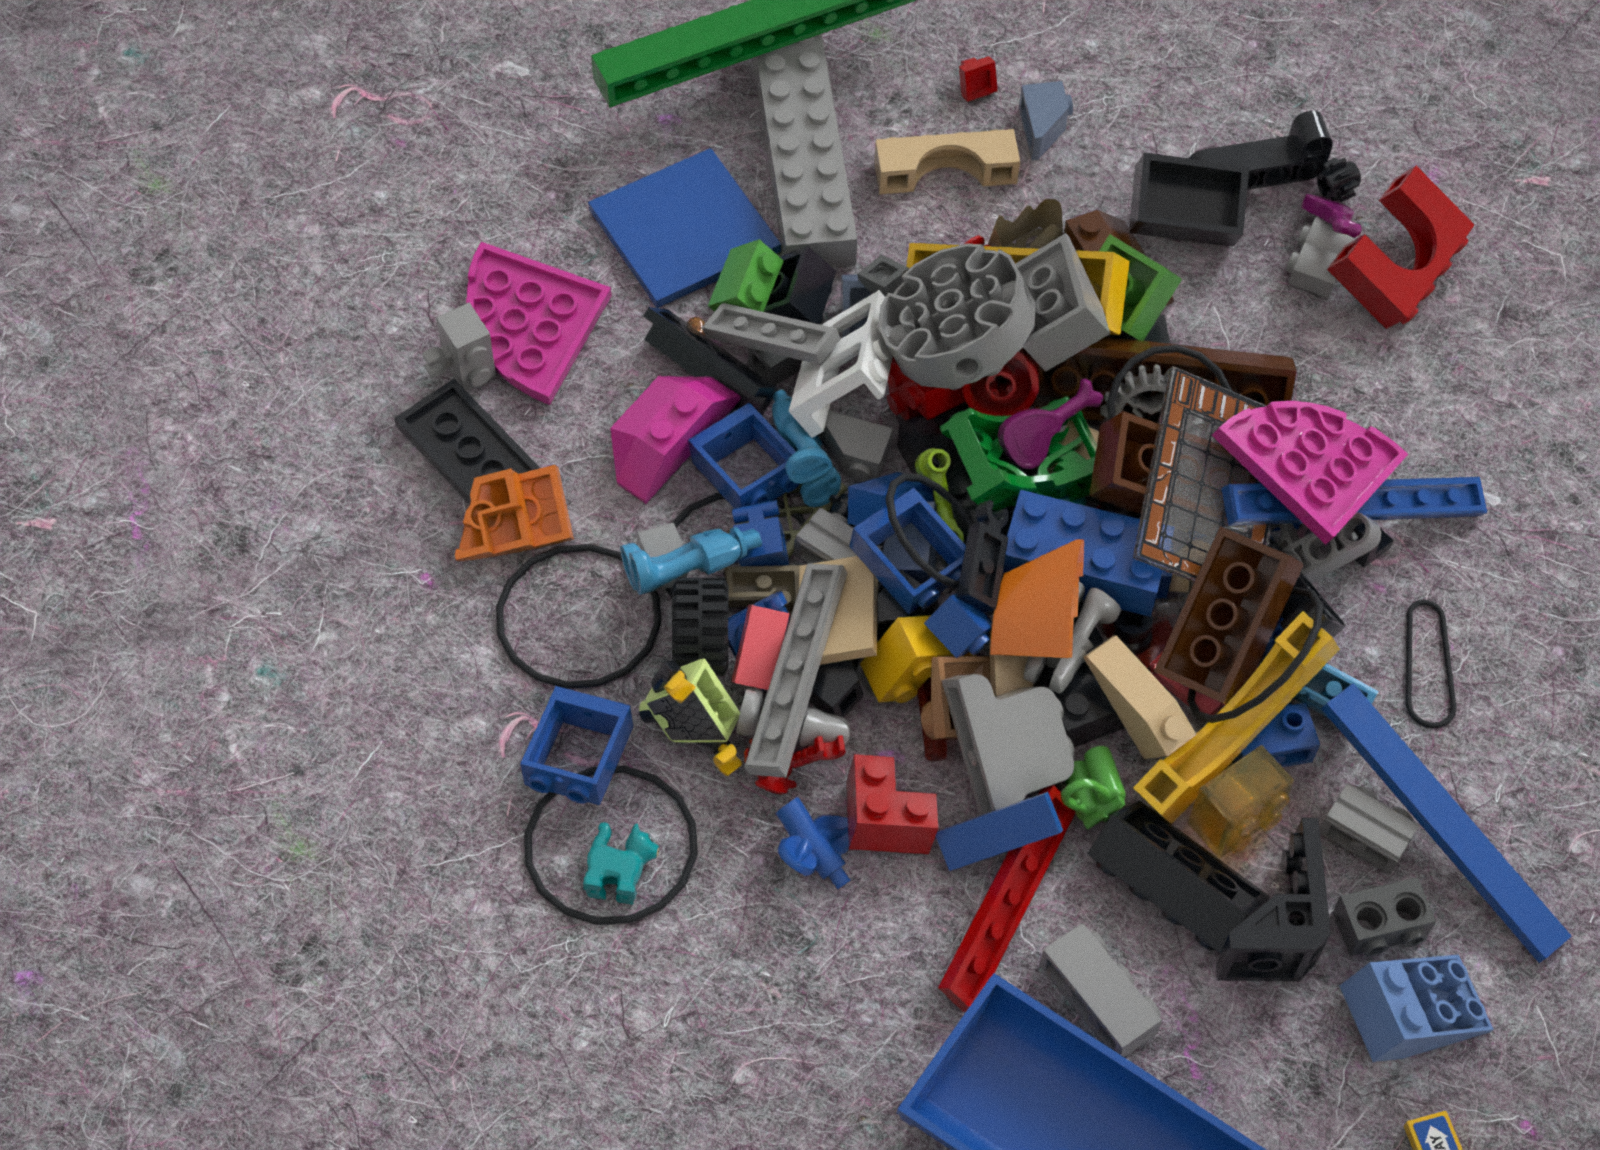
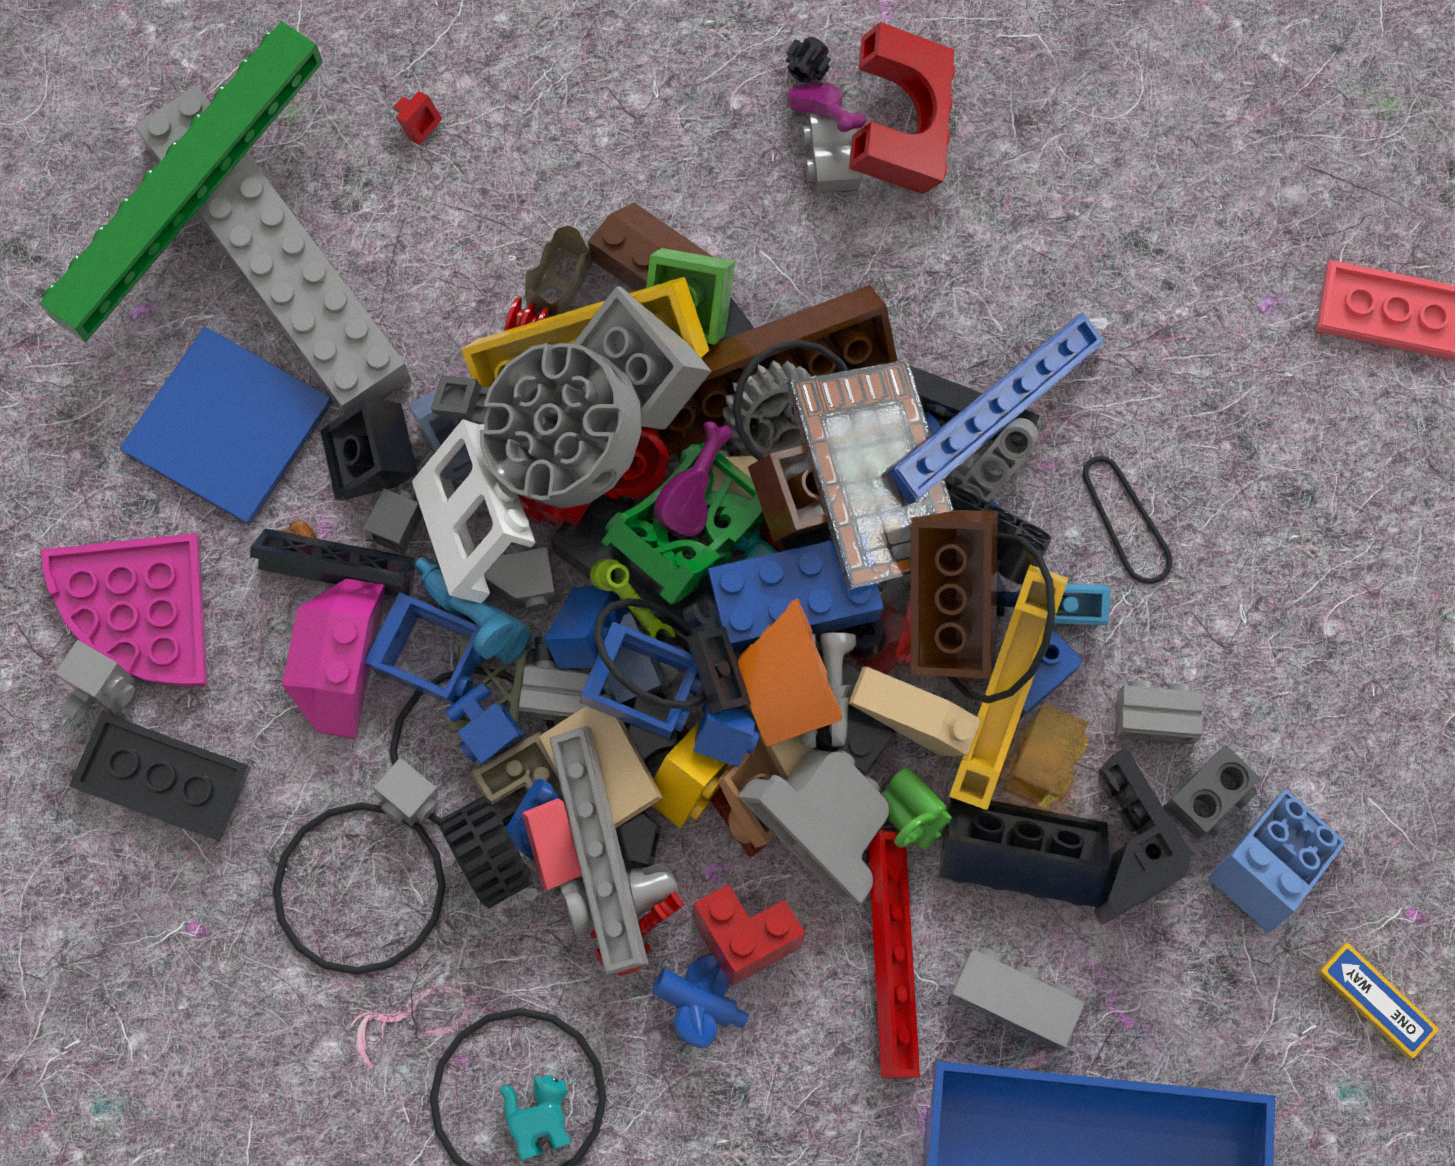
camera: 30 degrees left, 15 degrees up
(514, 514) = (244, 824): orange slope -> none
(584, 712) = (428, 987): blue window -> none
(695, 709) = (526, 933): torso -> none
(706, 552) = (451, 778): dark azure piece -> none
(747, 277) = (323, 462): bright green brick -> none
(771, 333) = (384, 515): light grey plate -> none
(985, 154) = (472, 199): tan arch -> none
(999, 831) = (858, 904): blue tile -> none
(1044, 114) = (501, 126): sand blue slope -> none
(1189, 199) = (688, 158): black piece -> none
(1281, 158) = (730, 74): black beam -> none
(1311, 459) = (951, 399): dark pink plate -> none
(1446, 823) = (1220, 677): blue tile -> none

